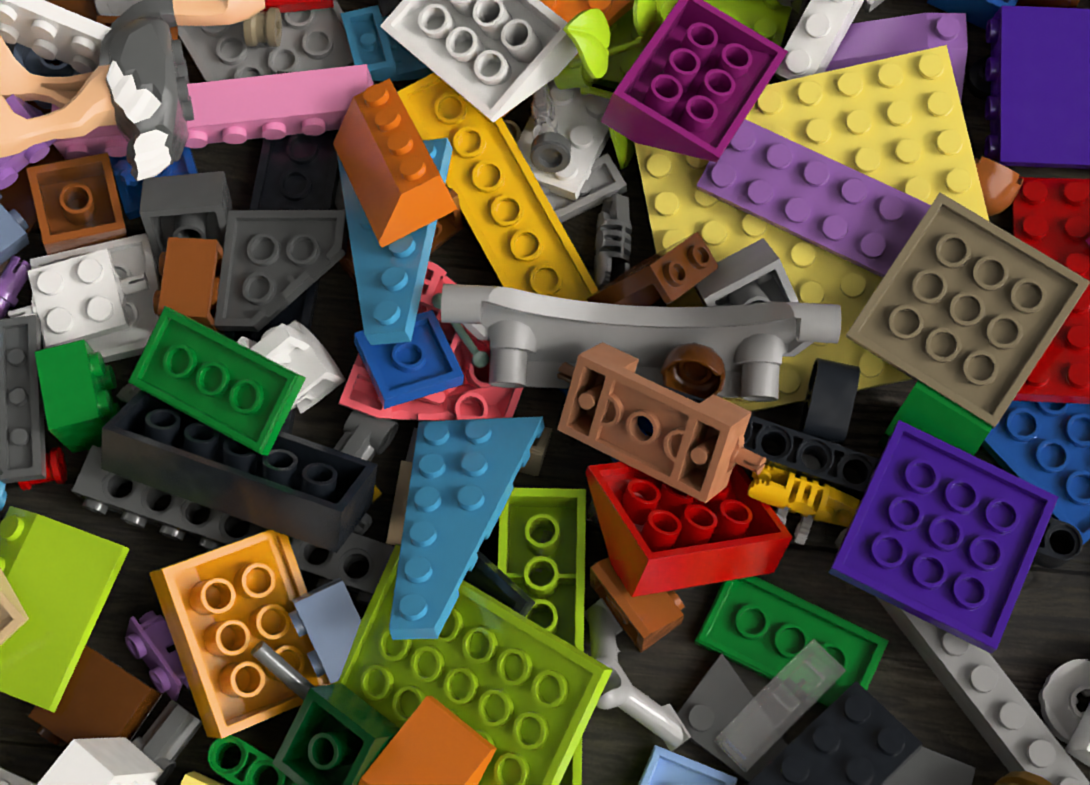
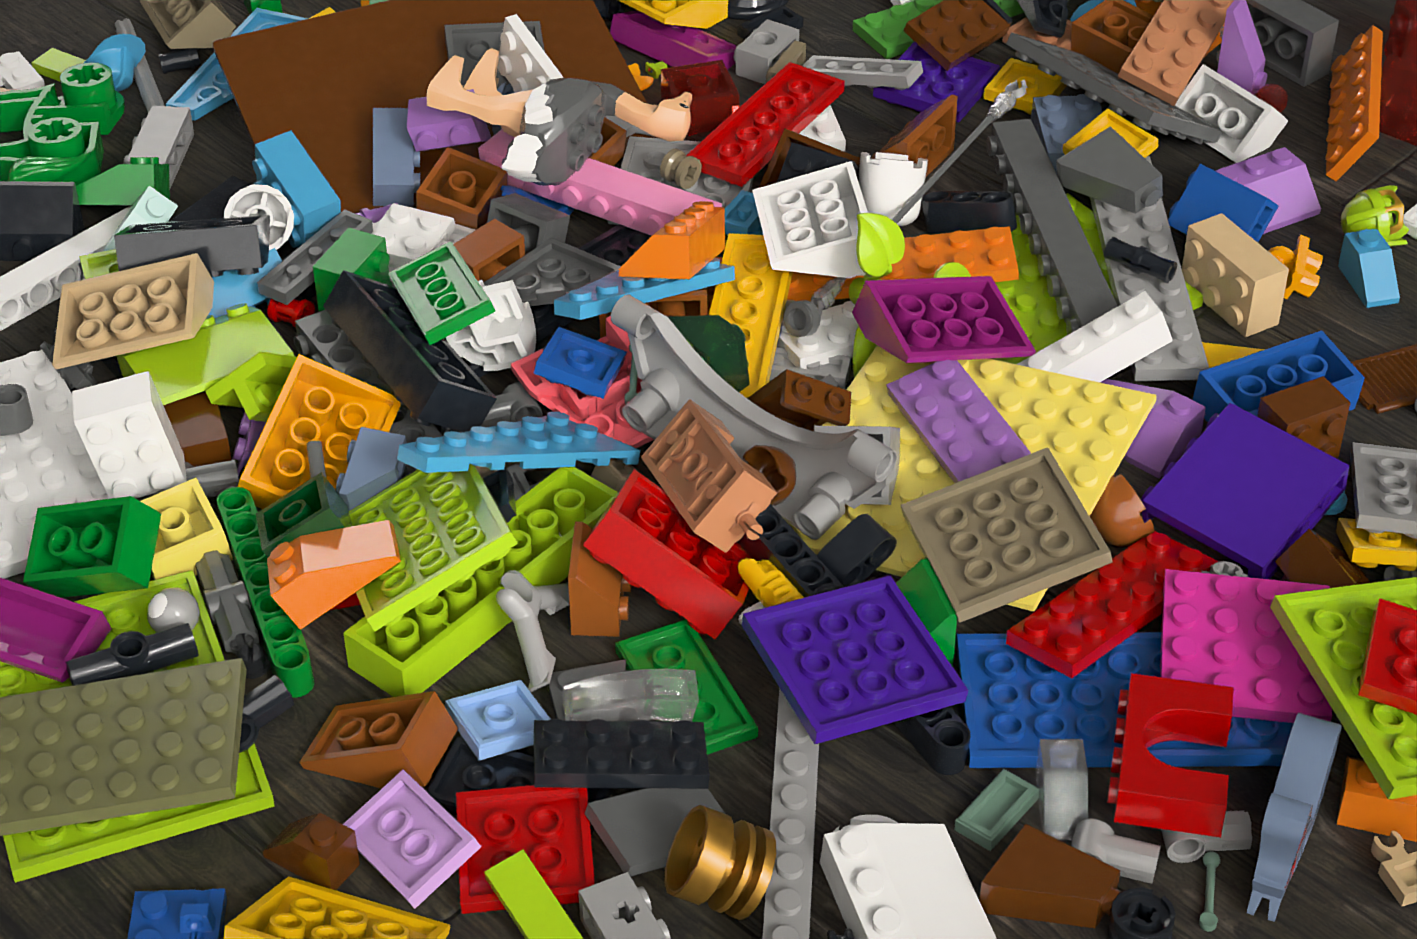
camera: 35 degrees right, 30 degrees down
(130, 612) = (254, 385): none -> lime bracket
(524, 264) = (718, 345): none -> clear green slope

